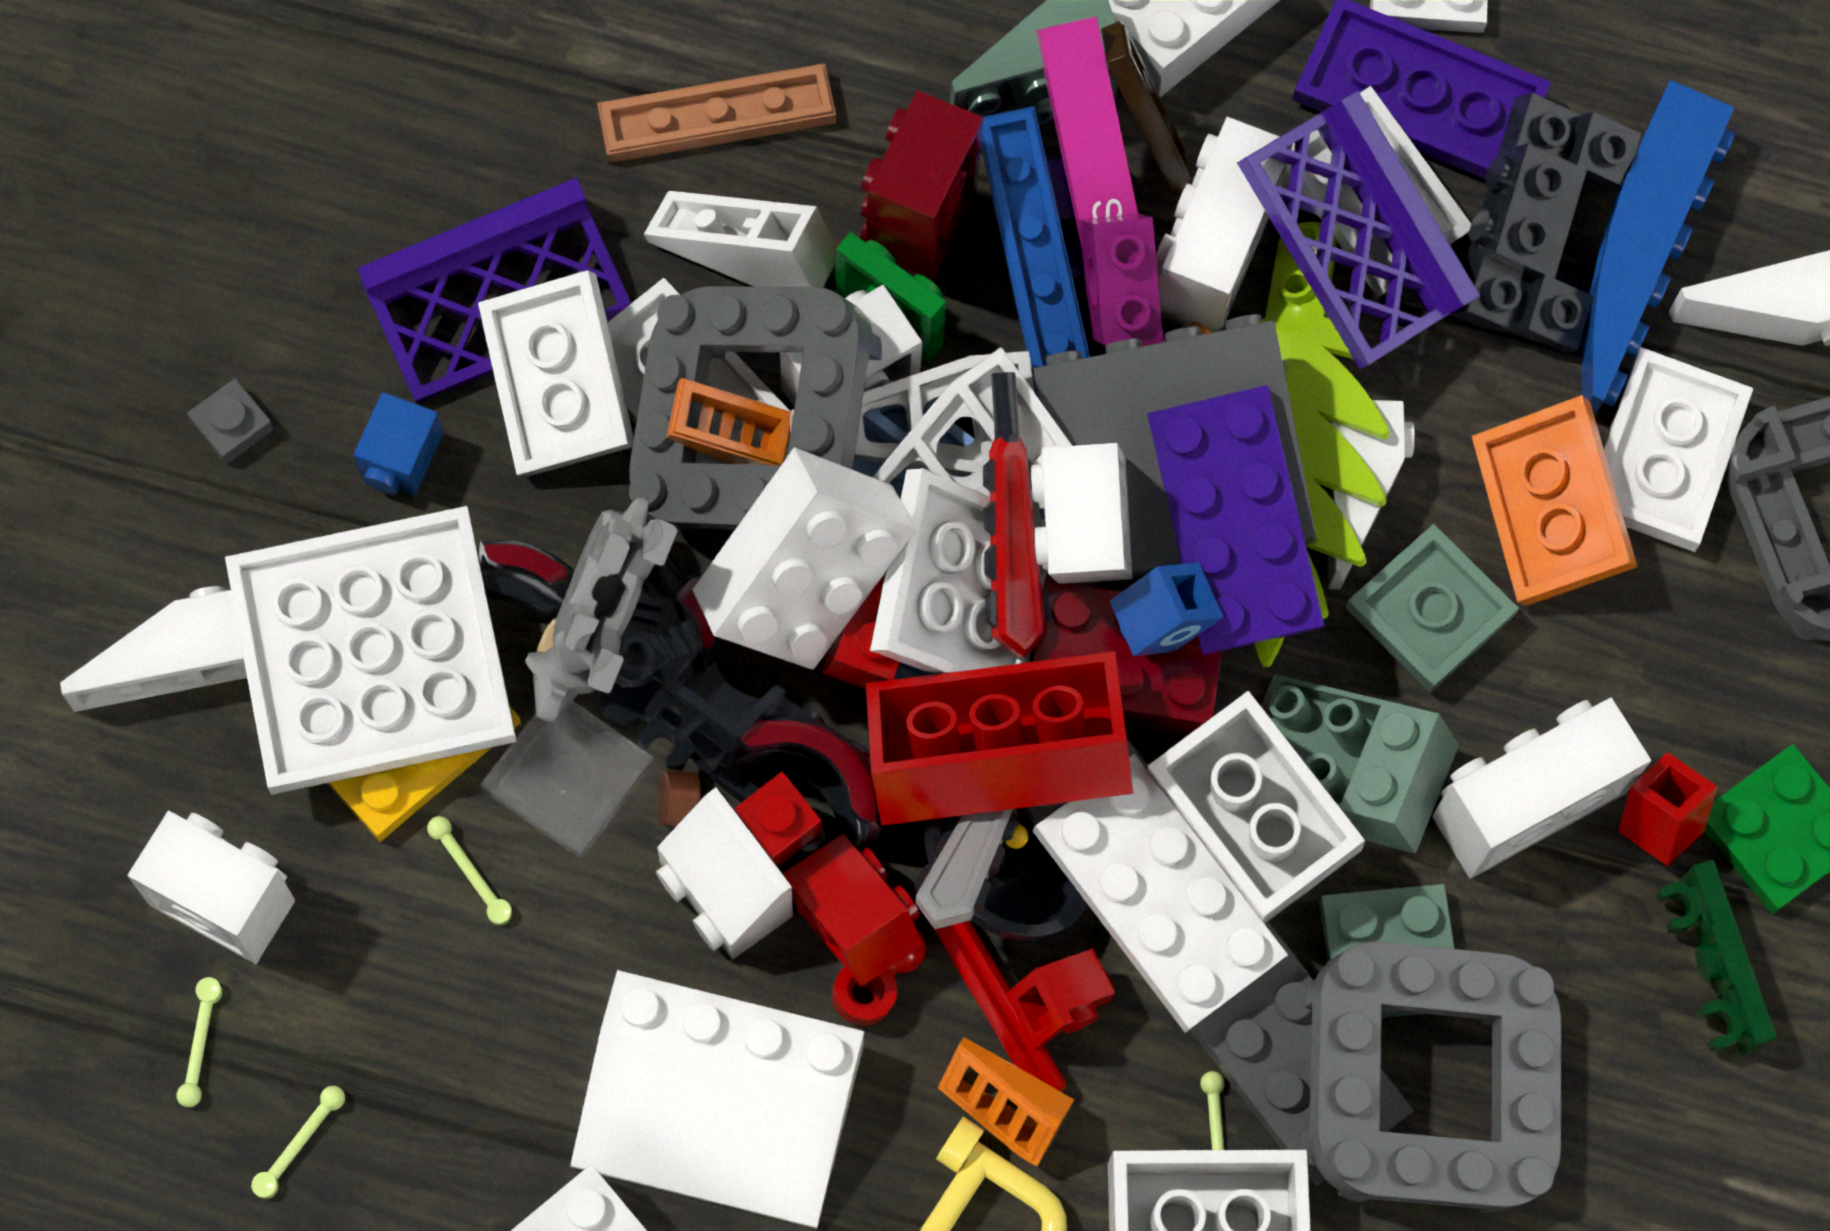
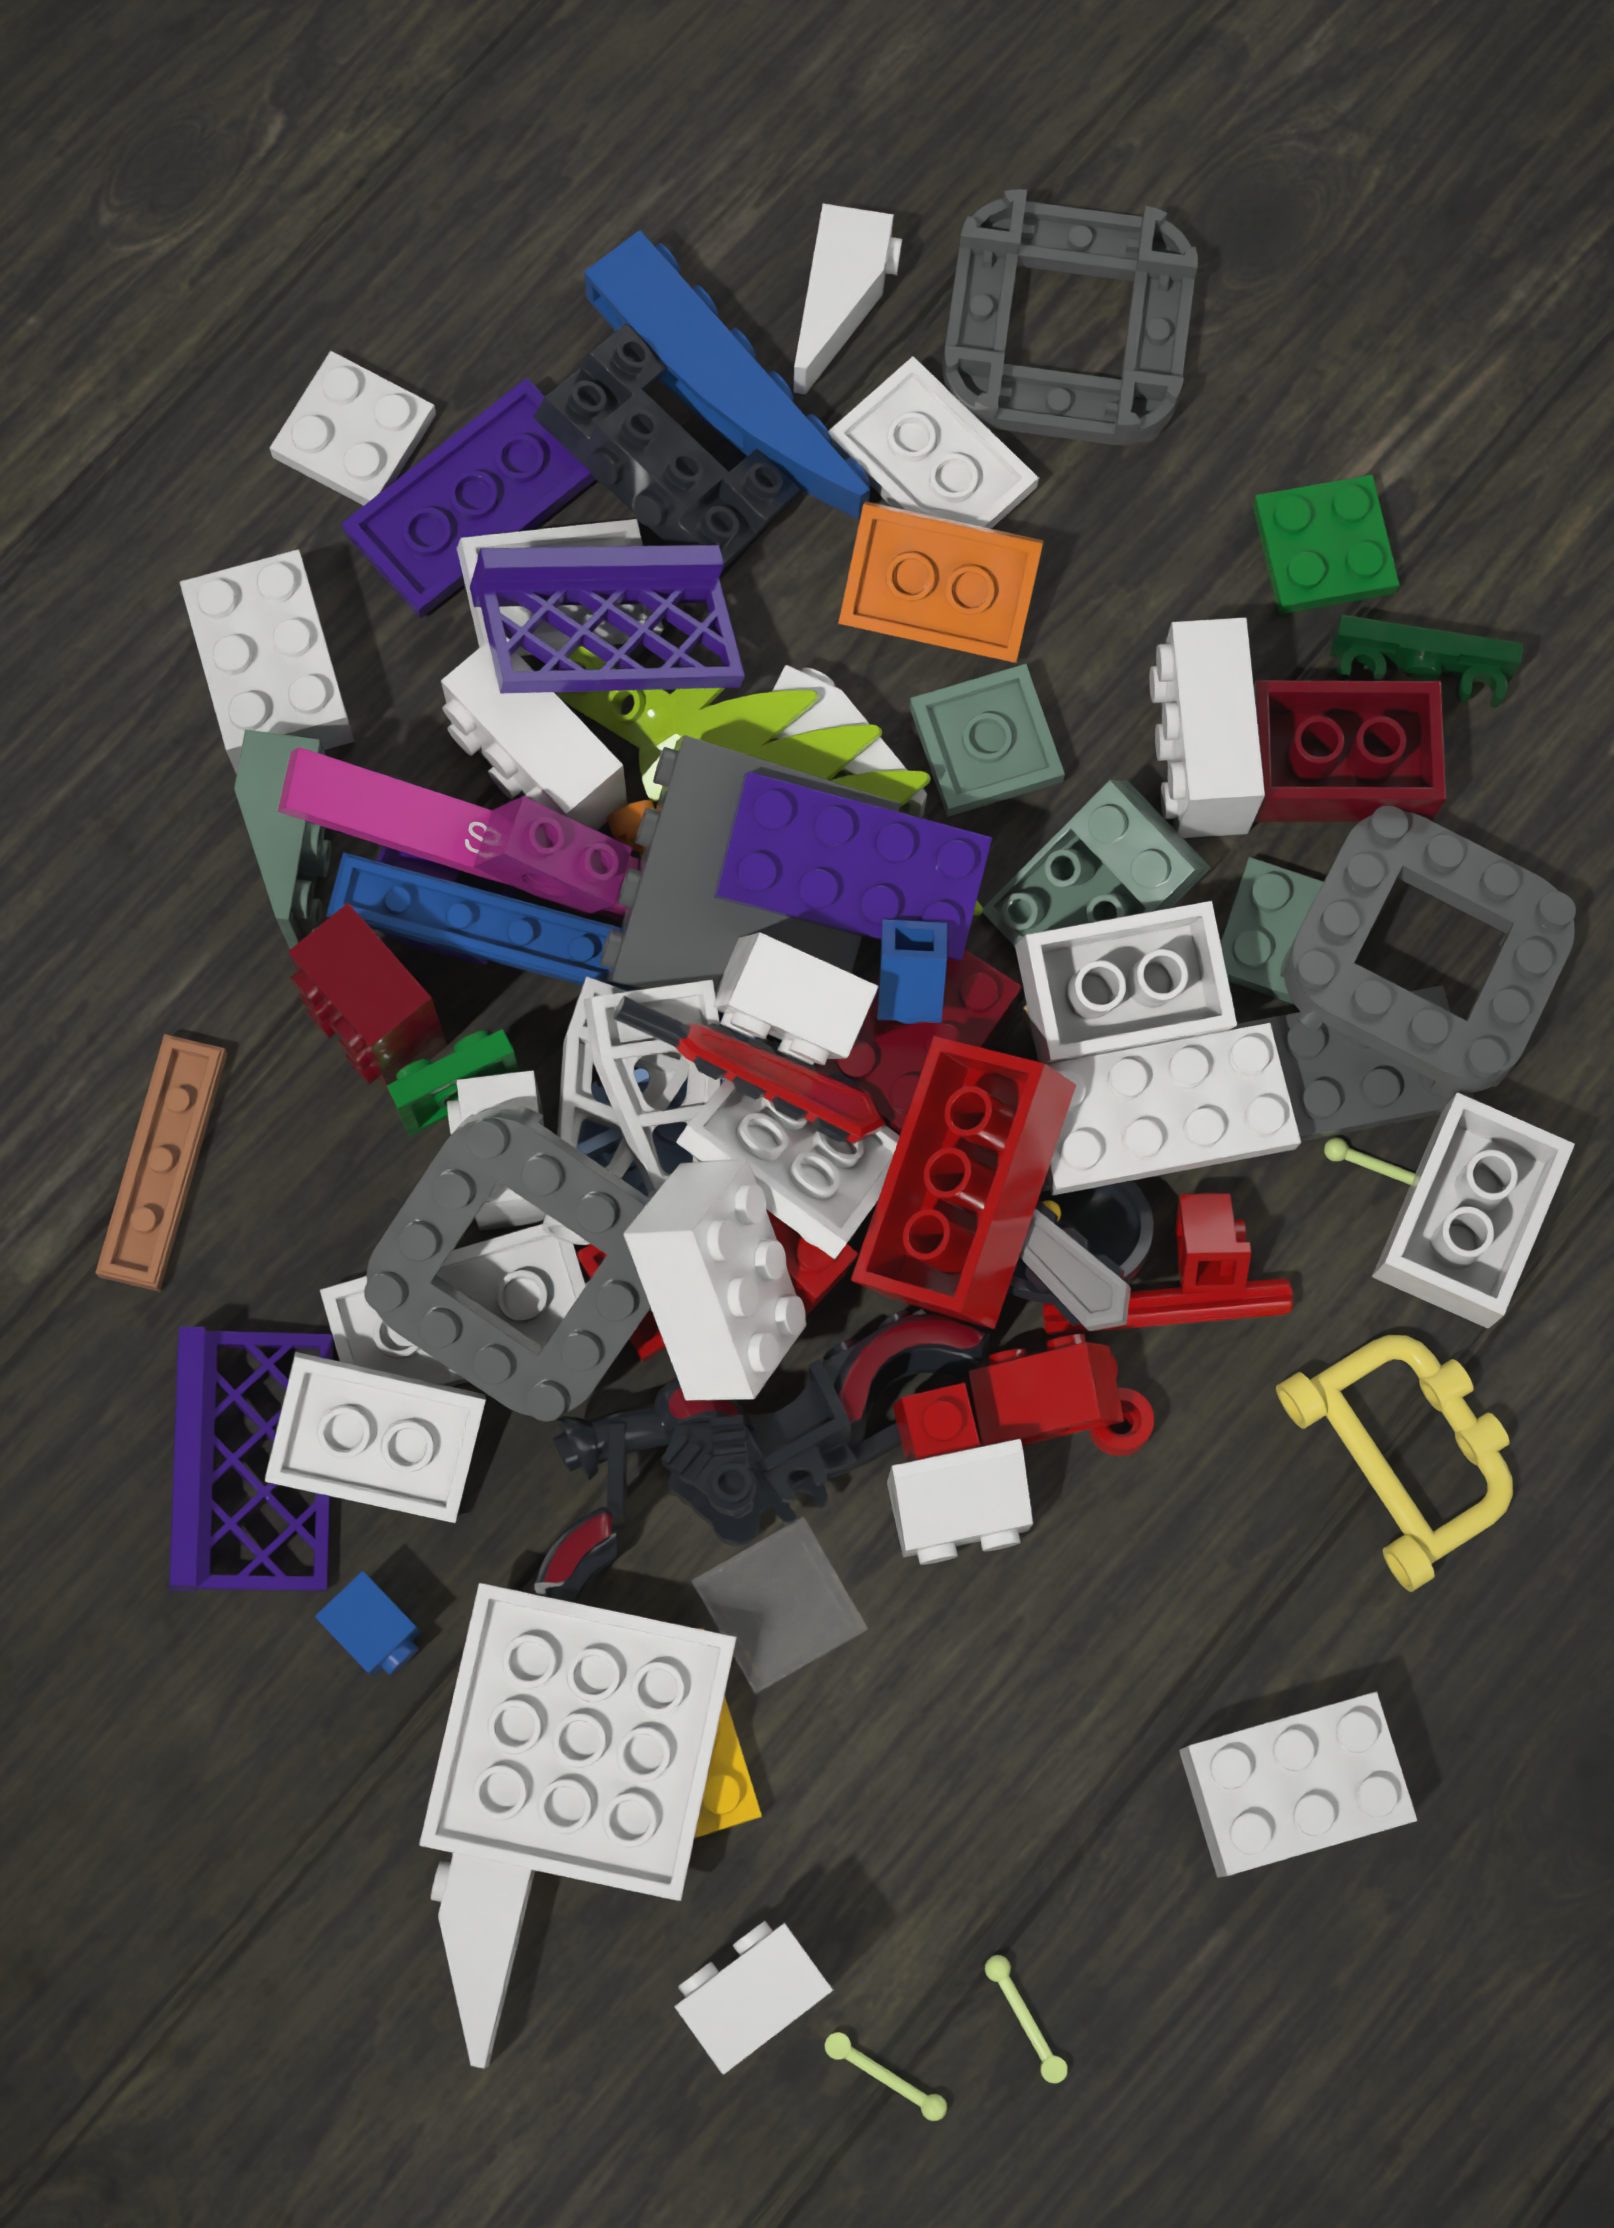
camera: 65 degrees left, 5 degrees up
(230, 421) = (257, 1783): dark grey plate -> none
(498, 910) = (883, 1731): yellowish green hinge -> none
(597, 608) = (664, 1497): light grey animal -> none
(677, 796) = (855, 1511): copper piece -> none
(717, 1099) = (1164, 1603): white slope -> none
(747, 238) = (317, 1193): white slope -> none
(753, 414) = (549, 1258): orange slope -> none
(1032, 1096) = (1301, 1331): orange slope -> none
(1146, 105) = (385, 750): dark brown tile -> none
(1586, 919) = (1349, 749): none -> dark red brick
(1667, 809) = (1276, 629): red brick -> none

